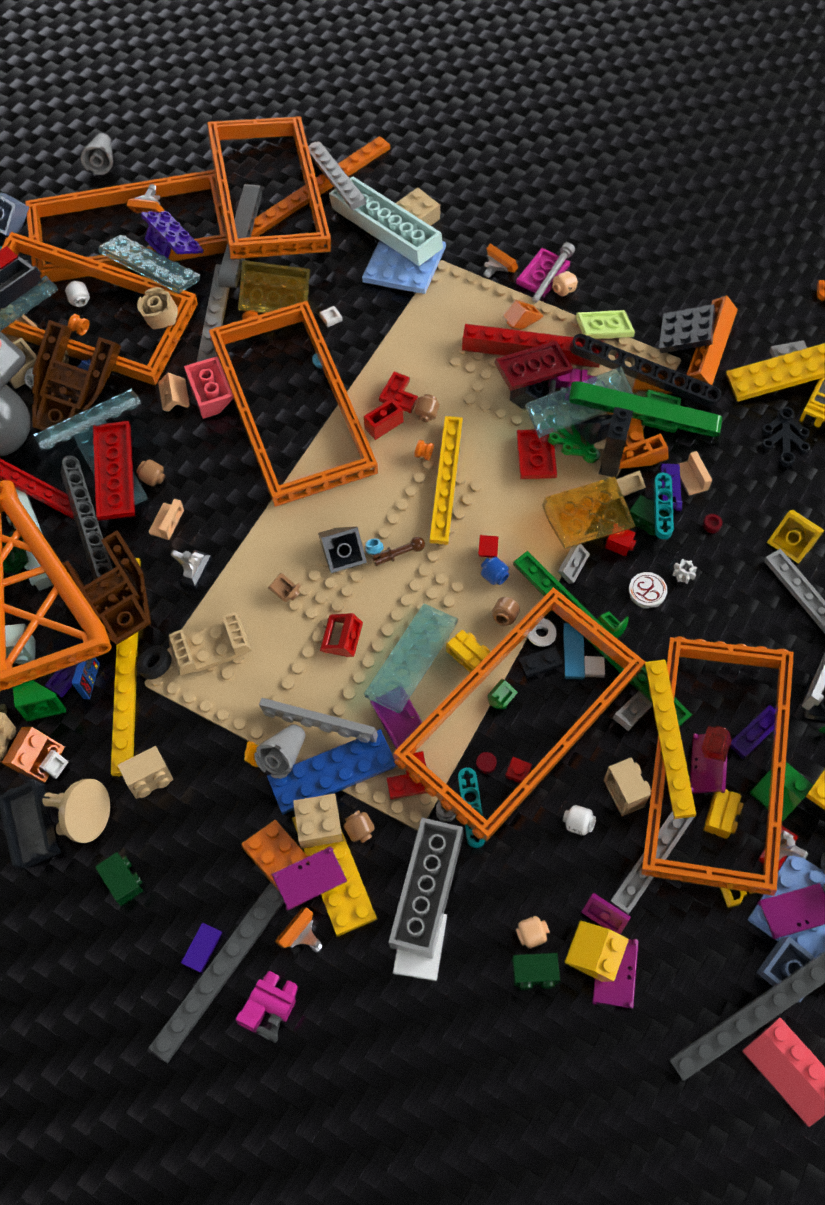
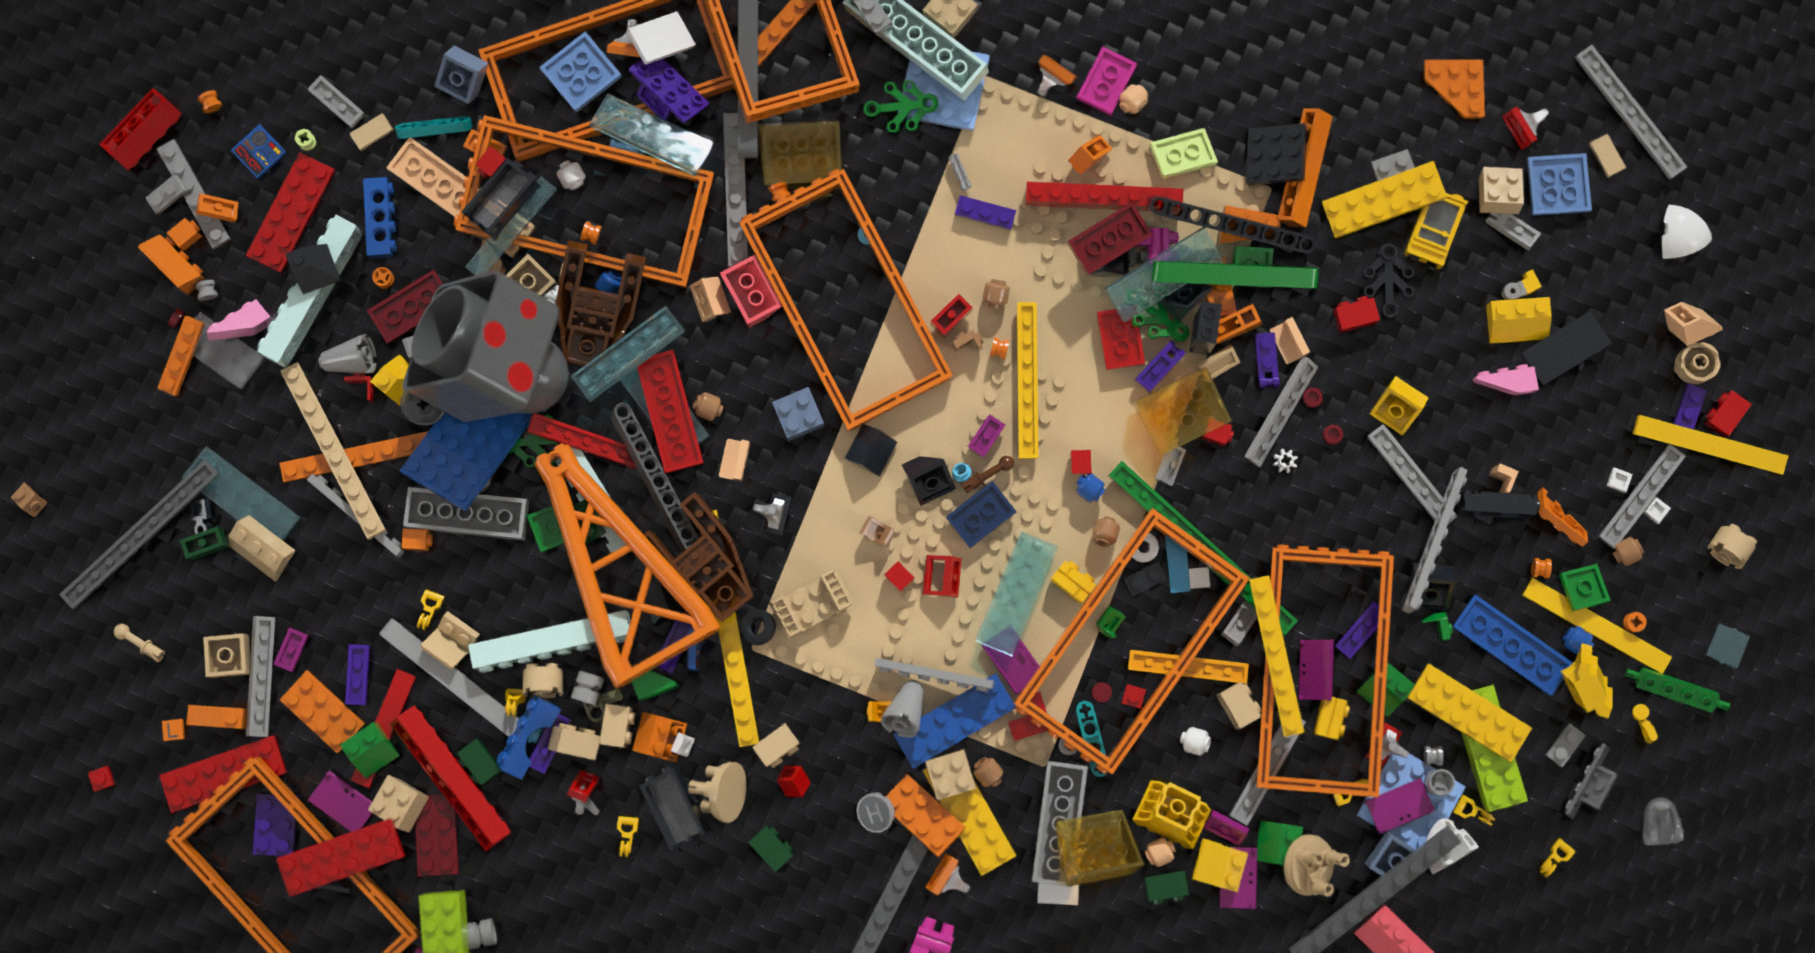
camera: 10 degrees left, 20 degrees up
(102, 219) = (580, 72): none -> medium blue plate
(157, 813) = (793, 781): none -> red panel
(158, 308) = (669, 198): tan brick -> none
(173, 198) = (661, 38): none -> white tile
(201, 948) = (859, 901): dark purple tile -> none
(231, 486) = (798, 414): none -> sand blue brick
(235, 853) = (875, 812): none -> tile
(293, 521) = (871, 449): none -> black slope
(298, 627) = (899, 576): none -> red panel
(309, 880) = (947, 835): magenta door -> none
(330, 316) = (869, 172): white tile -> none
(368, 269) = (904, 105): none -> green plant
(387, 585) = (981, 514): none -> dark blue plate
(395, 389) = (958, 280): red plate -> none
(395, 440) = (964, 339): none -> medium nougat bracket
(401, 519) = (986, 436): none -> magenta plate
(408, 319) = (960, 172): none -> light grey axle
(426, 350) = (985, 212): none -> dark purple plate
(462, 915) = (1096, 848): none -> clear yellow slope
(549, 892) = (1172, 813): none -> yellow slope
(565, 251) = (1132, 51): light grey piece -> none
(571, 478) = (1159, 367): none -> dark purple plate
(583, 749) = (1198, 668): none -> light orange plate
(612, 624) = (1214, 531): green plate -> none
(644, 516) = (1246, 400): dark green brick -> none
(647, 590) = (1248, 485): white tile -> none
(663, 505) = (1259, 391): teal beam -> none
(663, 938) = (1275, 840): none -> green slope
(682, 530) = (1281, 411): none -> light grey plate
(697, 963) = (1311, 865): none -> tan piece
(716, 743) = (1321, 660): clear red brick -> none
(731, 555) = (1332, 434): none -> dark red tile
(756, 458) = (1356, 314): none -> red brick

